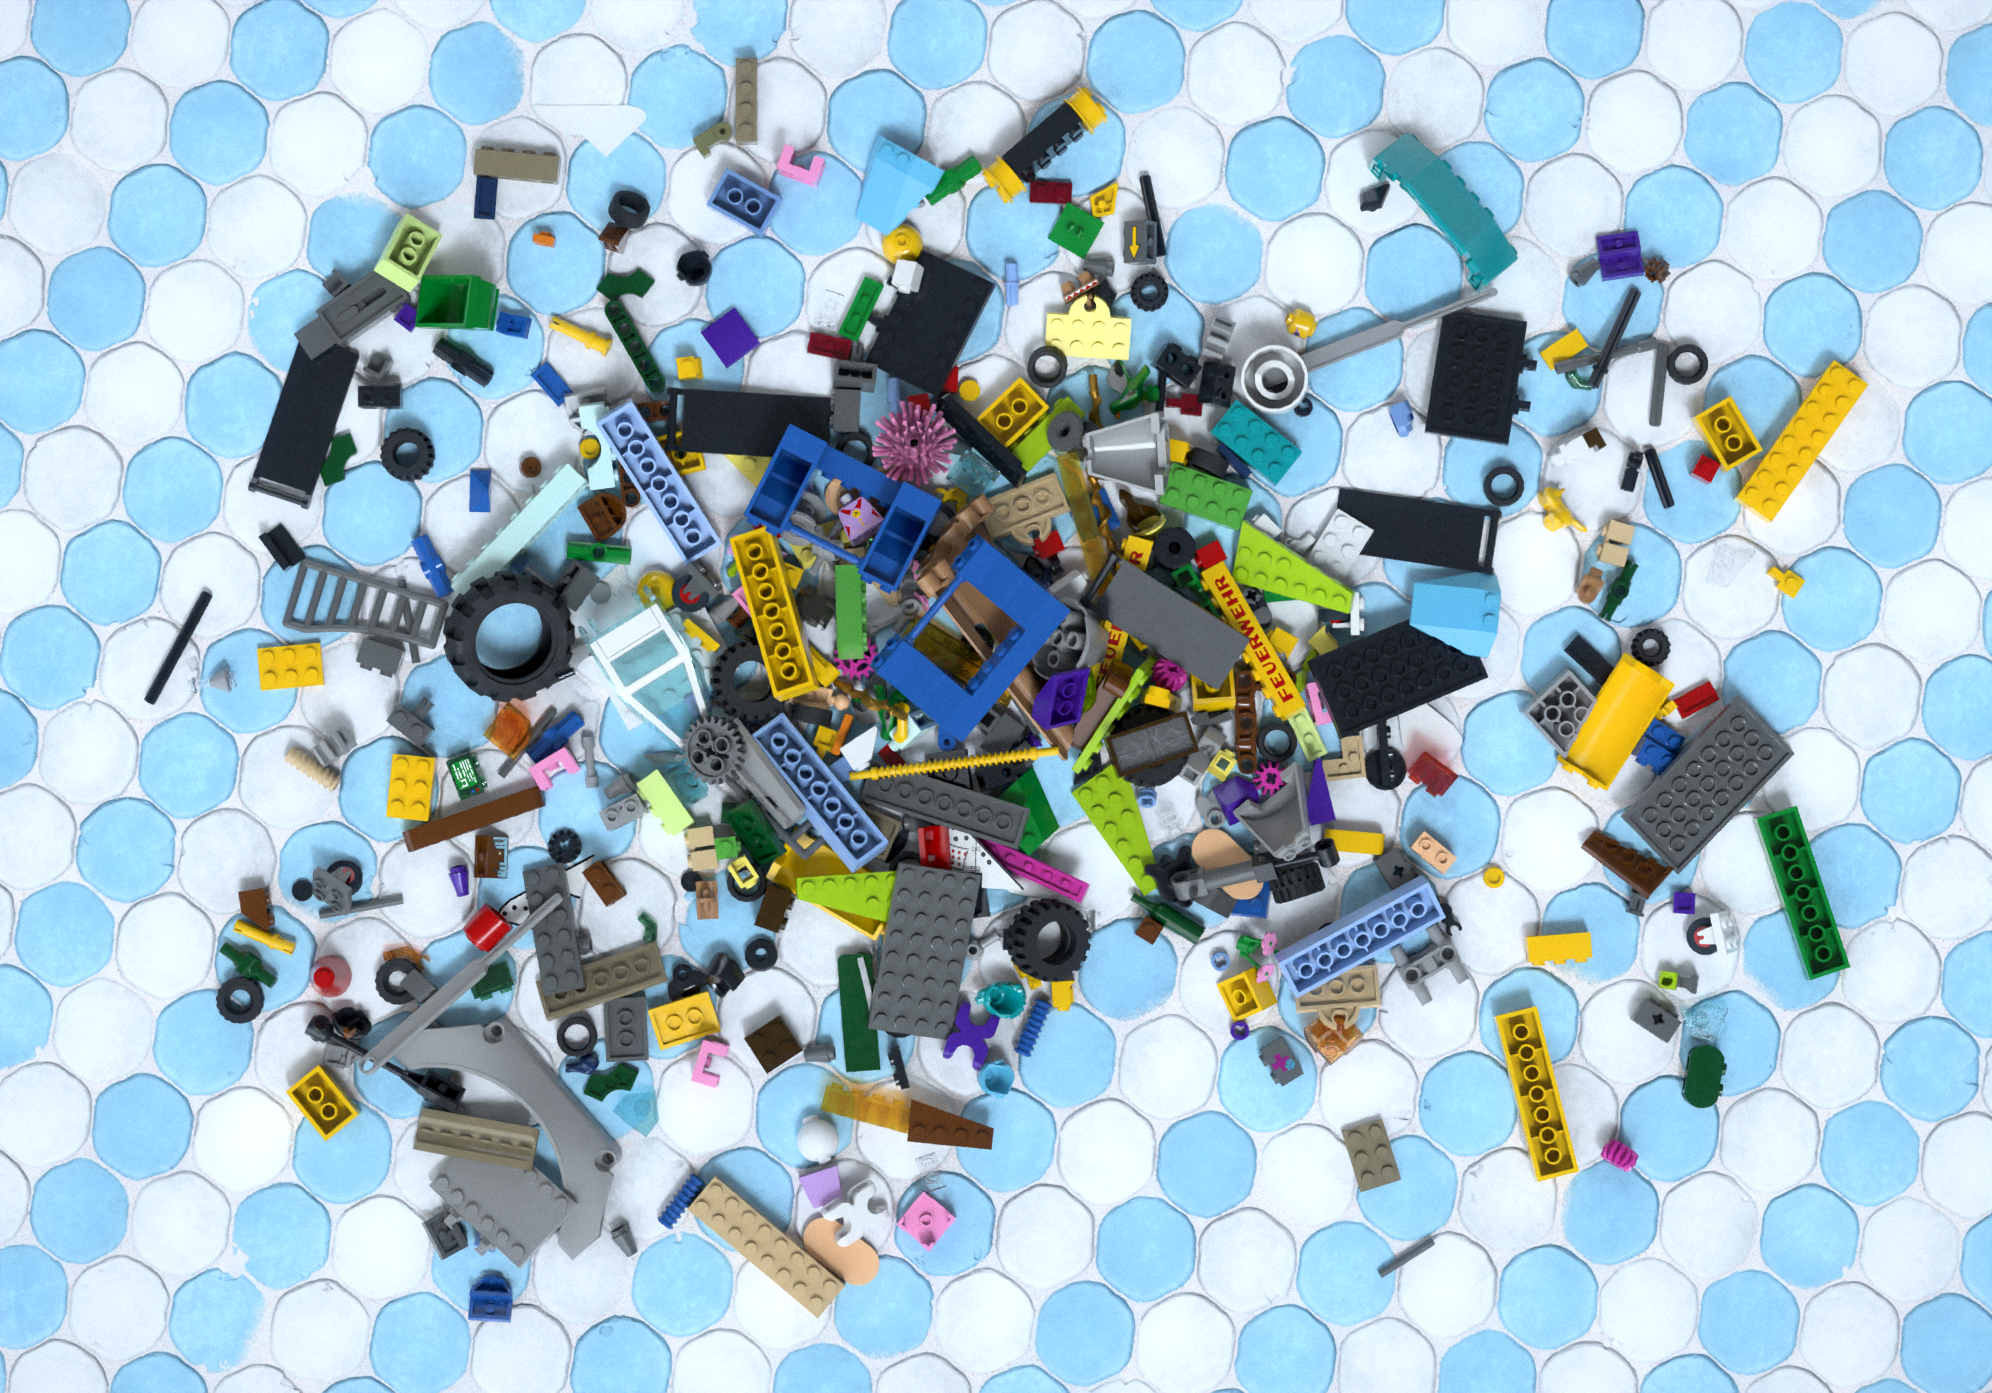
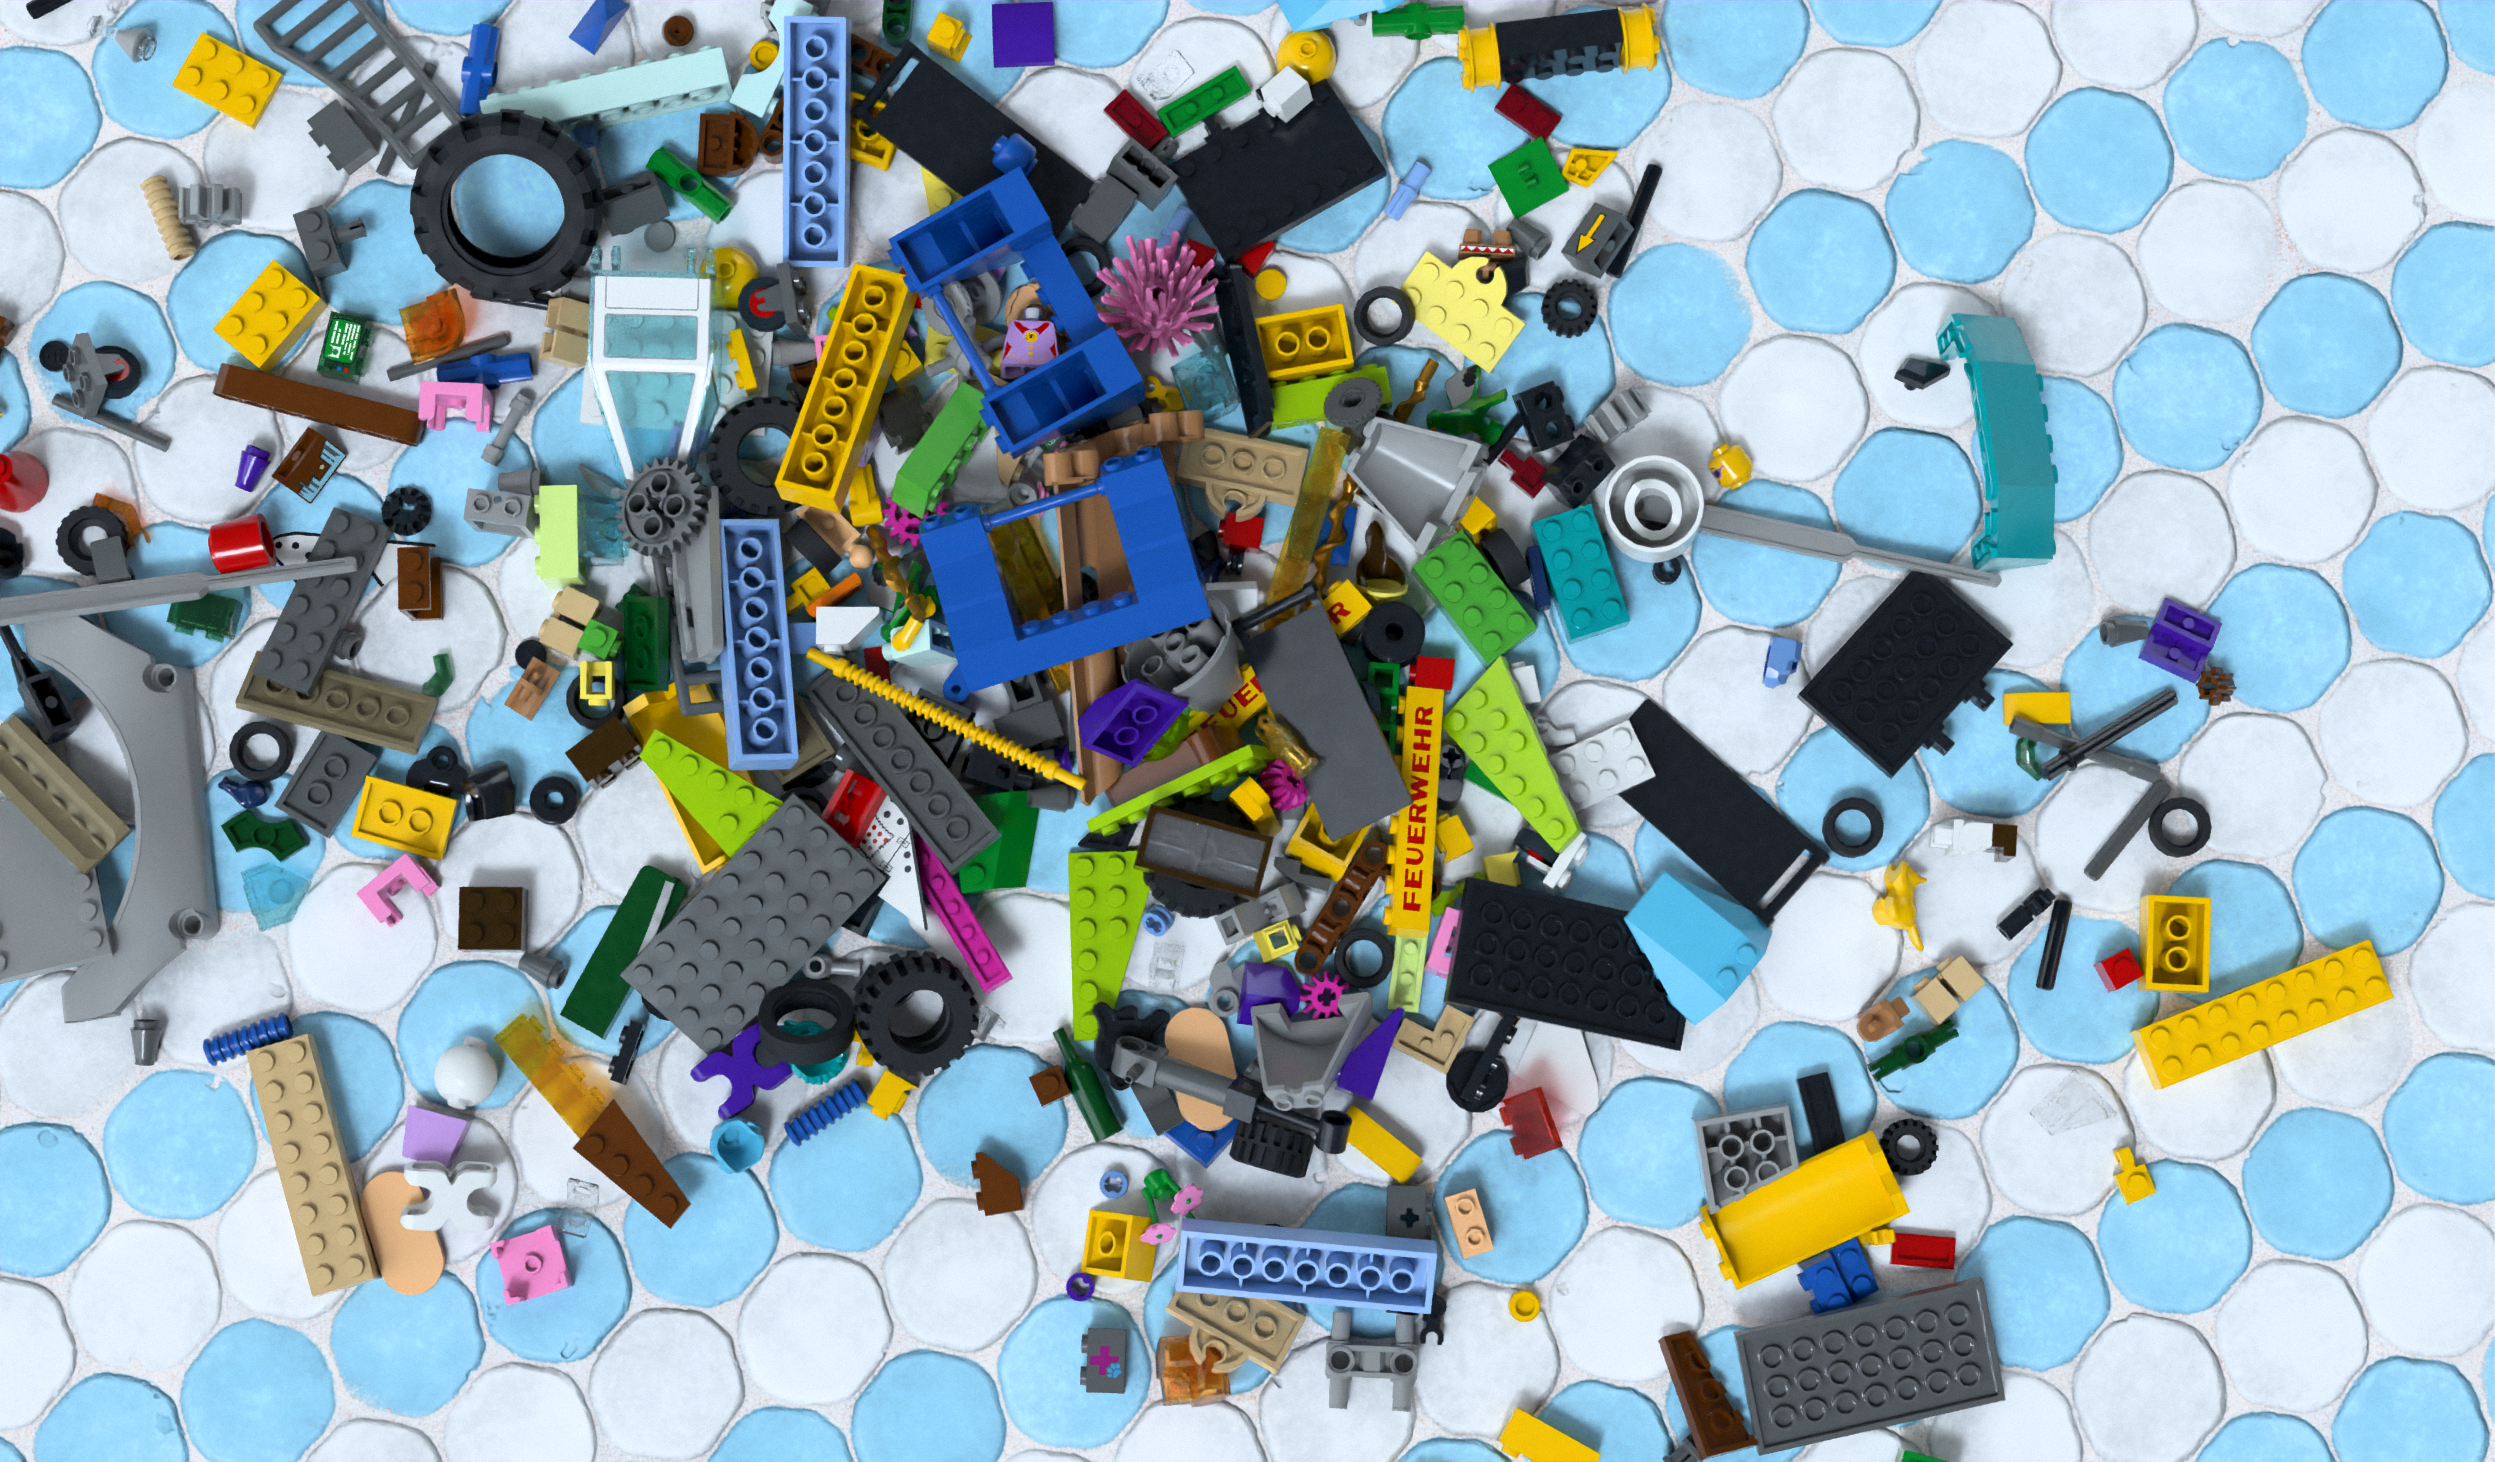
camera: 30 degrees right, 5 degrees down
(591, 694) = (570, 339): none -> tan piece
(775, 414) = (1012, 153): none -> blue head
(1001, 1001) = (809, 1048): none -> black tyre
(1041, 767) = (1052, 797): none -> dark grey cone
(1156, 654) = (1284, 746): none -> clear yellow piece
(1158, 1006) = (999, 1187): none -> reddish brown slope

